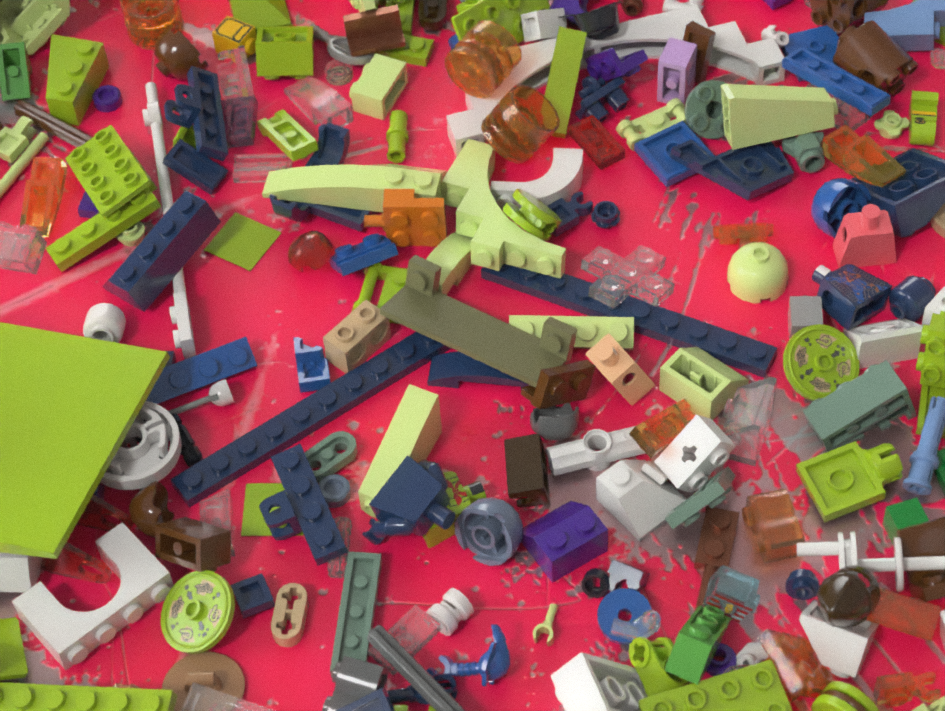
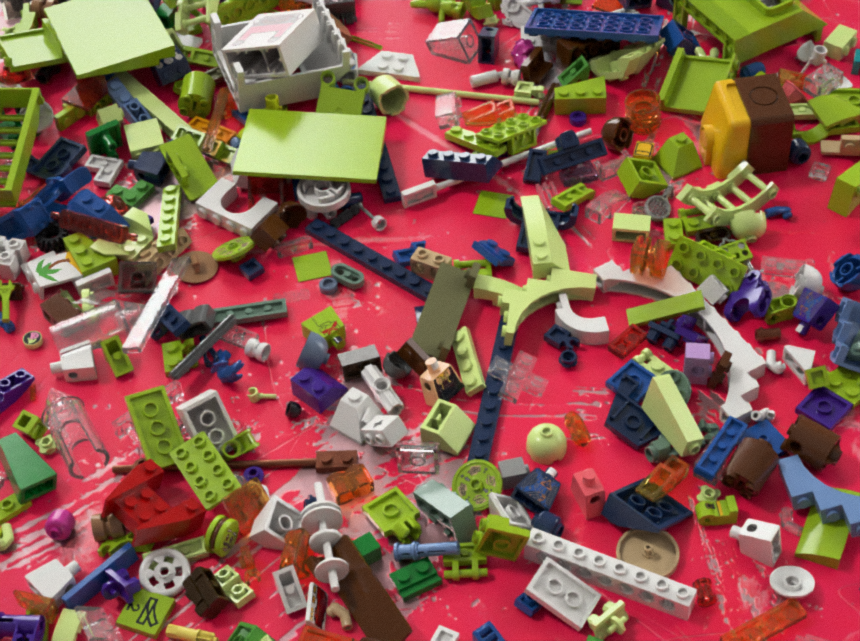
camera: 75 degrees right, 5 degrees down
(104, 323) = (408, 162): white head -> none
(202, 370) = (388, 207): blue plate -> none
(283, 613) = (244, 287): tan beam -> none
(302, 507) = (307, 271): dark blue plate -> none
(310, 250) = (488, 229): clear red hair -> none
(374, 31) = (669, 210): copper panel -> none
(397, 136) = (595, 247): lime pin -> none
(410, 219) = (521, 261): orange plate -> none
(410, 434) = (355, 302): yellowish green slope -> none
(410, 502) = (315, 308): dark blue torso -> none
(520, 124) = (623, 291): clear orange wheel -> none
(533, 215) = (540, 315): lime head -> none
(599, 22) = (717, 307): black piece -> none
(617, 602) = (278, 423): blue piece -> none
(620, 572) = (298, 421): tile -> none
(641, 627) = (259, 429): clear arm -> none
(660, 430) = (391, 406): clear orange plate -> none
(697, 643) = (250, 453): bright green slope -> none
(709, 494) = (353, 441): sand green plate -> none
(732, 593) = (294, 469): clear light blue brick -> none
(835, 200) = (612, 471): blue cylinder -> none
(845, 597) = (282, 509): dark brown helmet -> none

